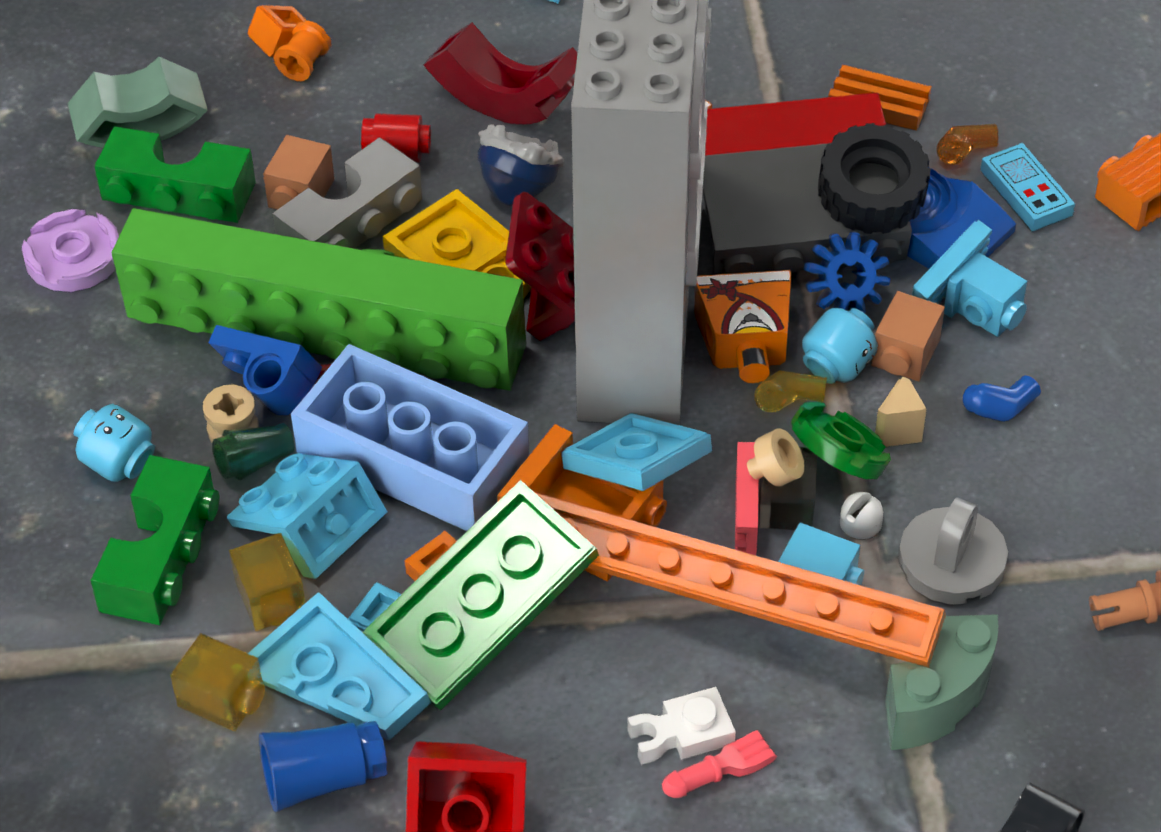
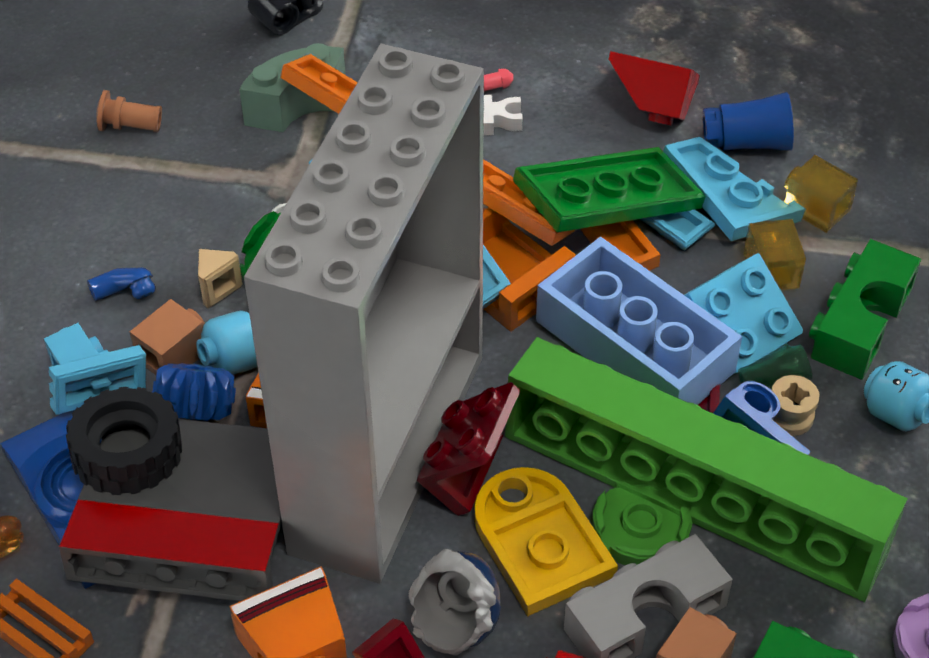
camera: 165 degrees left, 0 degrees up
(953, 553) = (233, 177): light grey tile -> none

